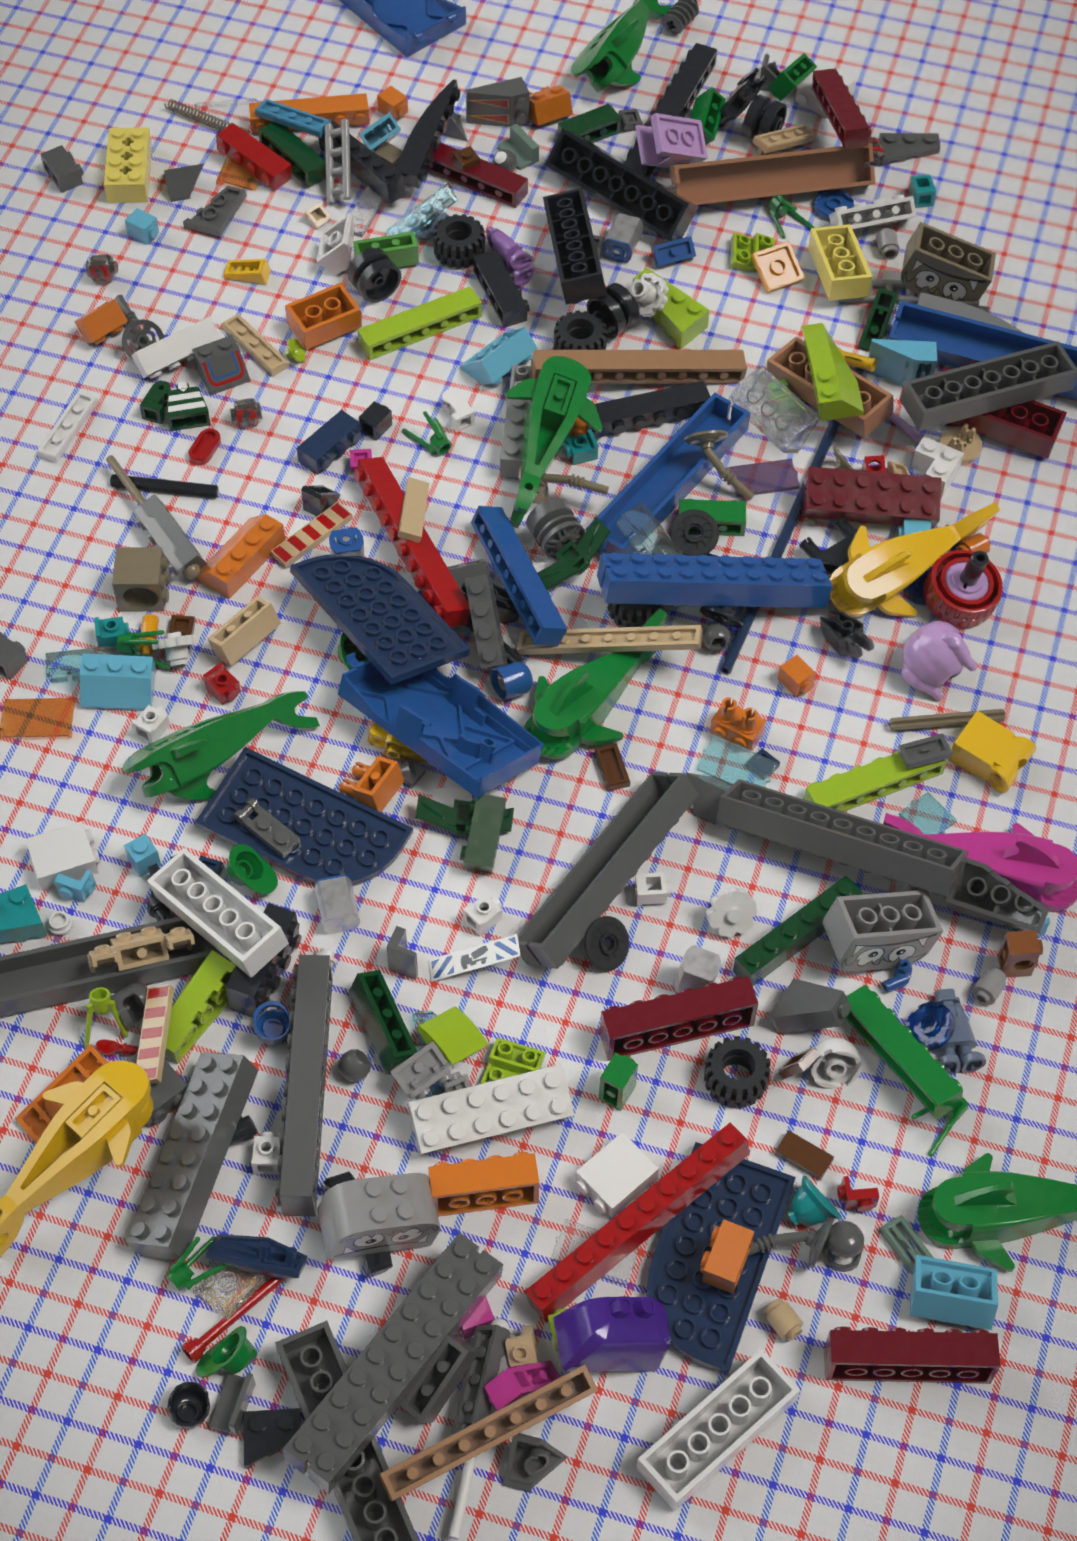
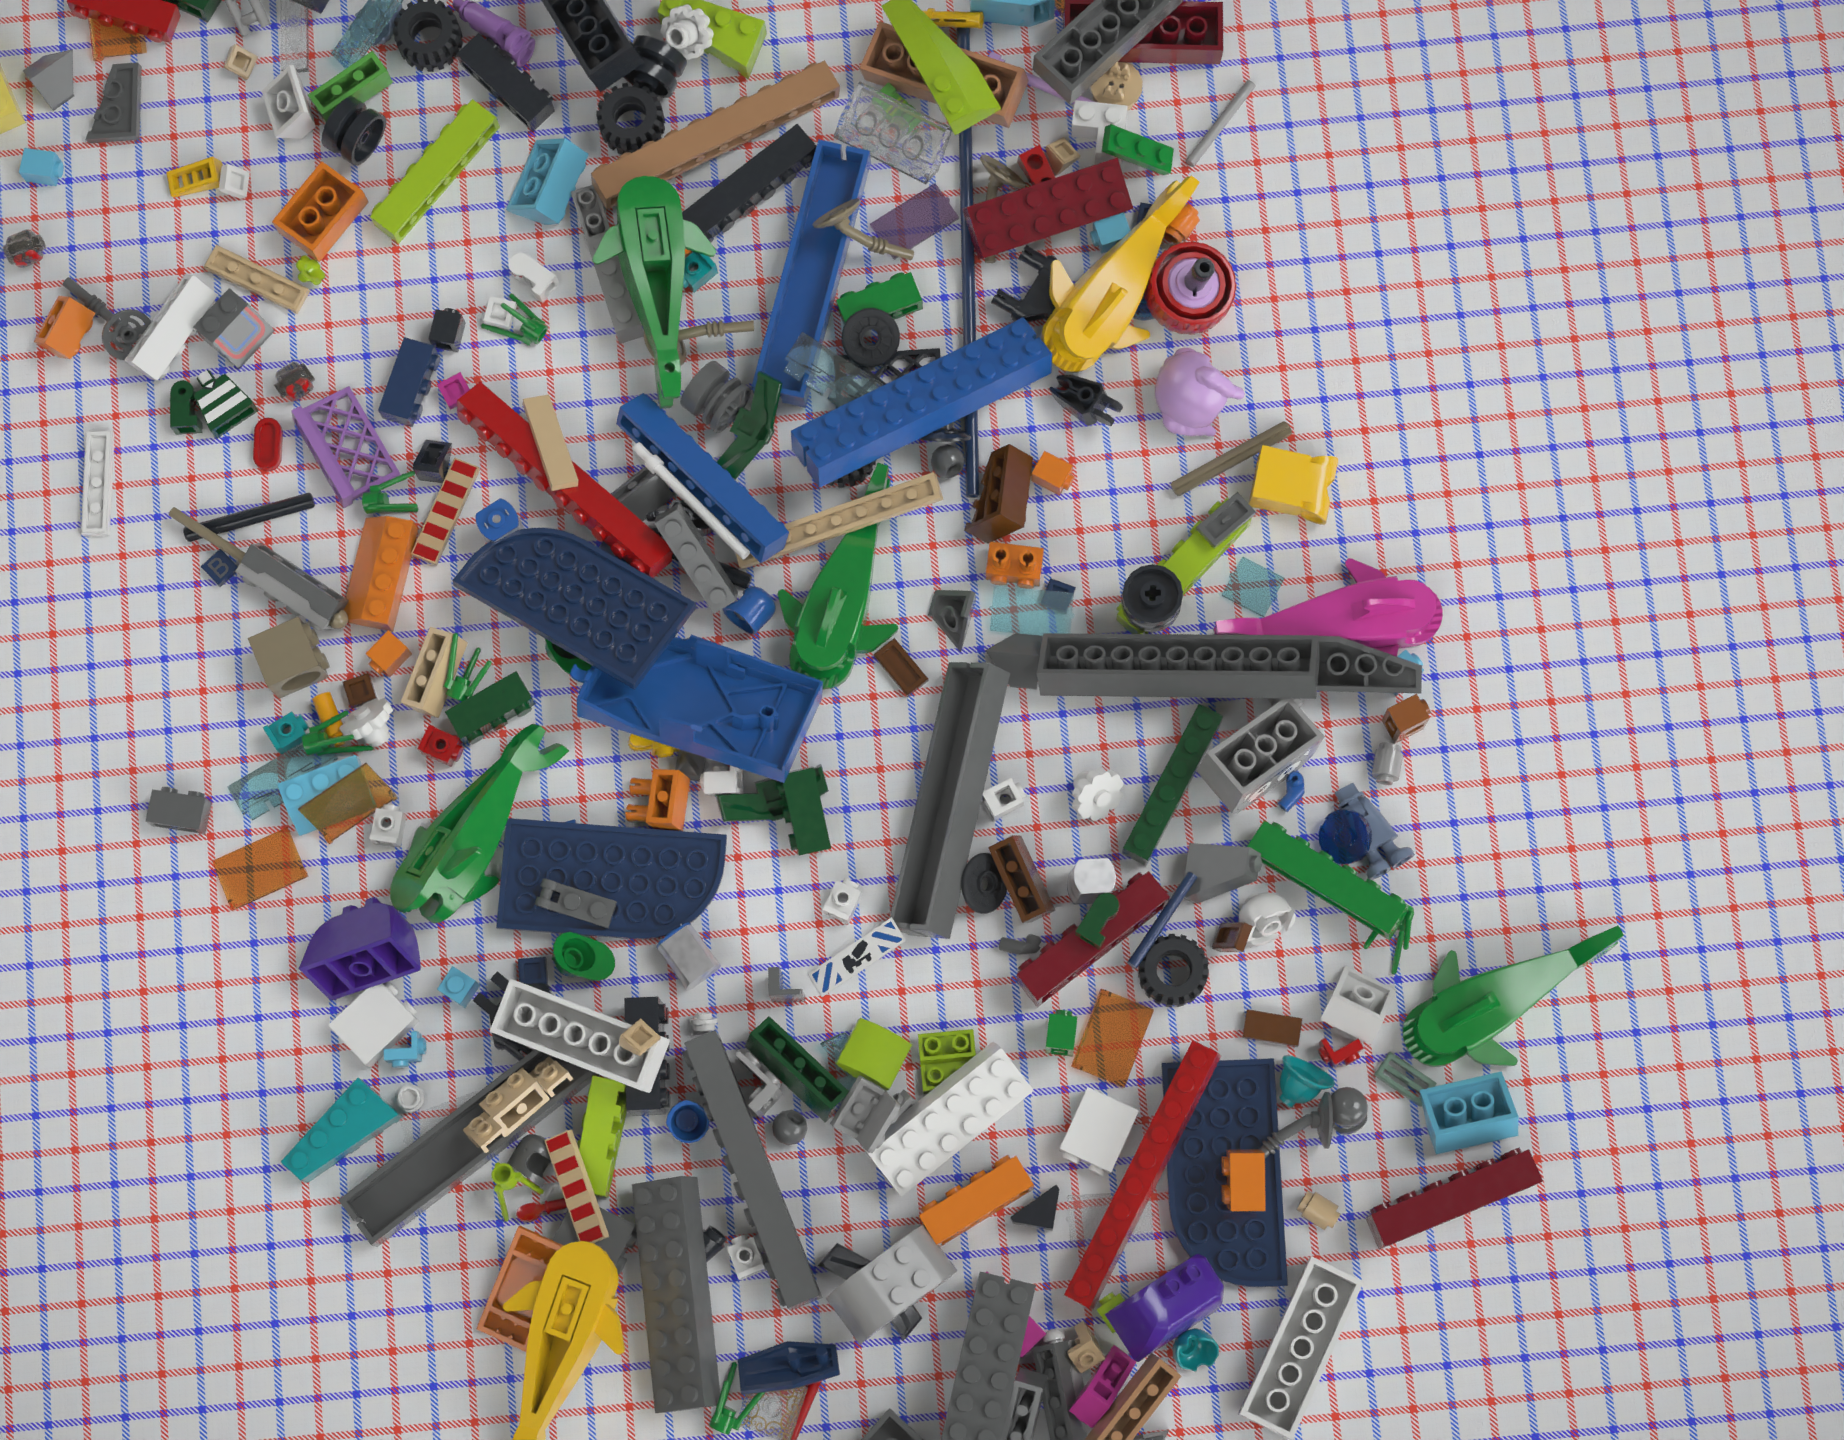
camera: 15 degrees left, 20 degrees up
(78, 793) = (361, 950): none -> dark purple hips
(123, 510) = (220, 567): none -> dark blue tile
(128, 690) = (347, 802): none -> clear orange piece
(216, 608) = (387, 654): none -> orange brick
(242, 463) = (322, 450): none -> medium lavender fence
(259, 649) = (460, 687): none -> green plant
(261, 920) = (638, 1038): none -> tan slope
(265, 506) = (378, 502): none -> green plant
(272, 280) = (234, 181): none -> white plate
(274, 672) = (490, 708): none -> dark green brick
(348, 1029) = (761, 1098): none -> light grey bracket
(418, 424) = (496, 315): none -> white plate
(430, 787) = (722, 781): none -> white brick
(487, 555) = (655, 465): none -> white bar
(534, 1219) = (1039, 1212): none -> black slope
(606, 1001) = (1018, 947): none -> dark grey arm
(621, 1391) = (1195, 1349): none -> teal hair
(639, 951) = (1021, 879): none -> reddish brown brick
(661, 1108) = (1112, 1038): none -> clear orange piece
(673, 743) = (953, 613): none -> dark grey slope
(688, 991) = (1103, 909): none -> dark green leg
(744, 1023) = (1162, 919): none -> dark blue bar
(751, 673) = (1004, 495): none -> reddish brown wedge
(839, 780) = (1152, 582): none -> black wheel
(887, 1164) = (1358, 1005): none -> white slope
(959, 483) = (1137, 149): none -> green plate
(1033, 496) = (1220, 123): none -> light grey bar

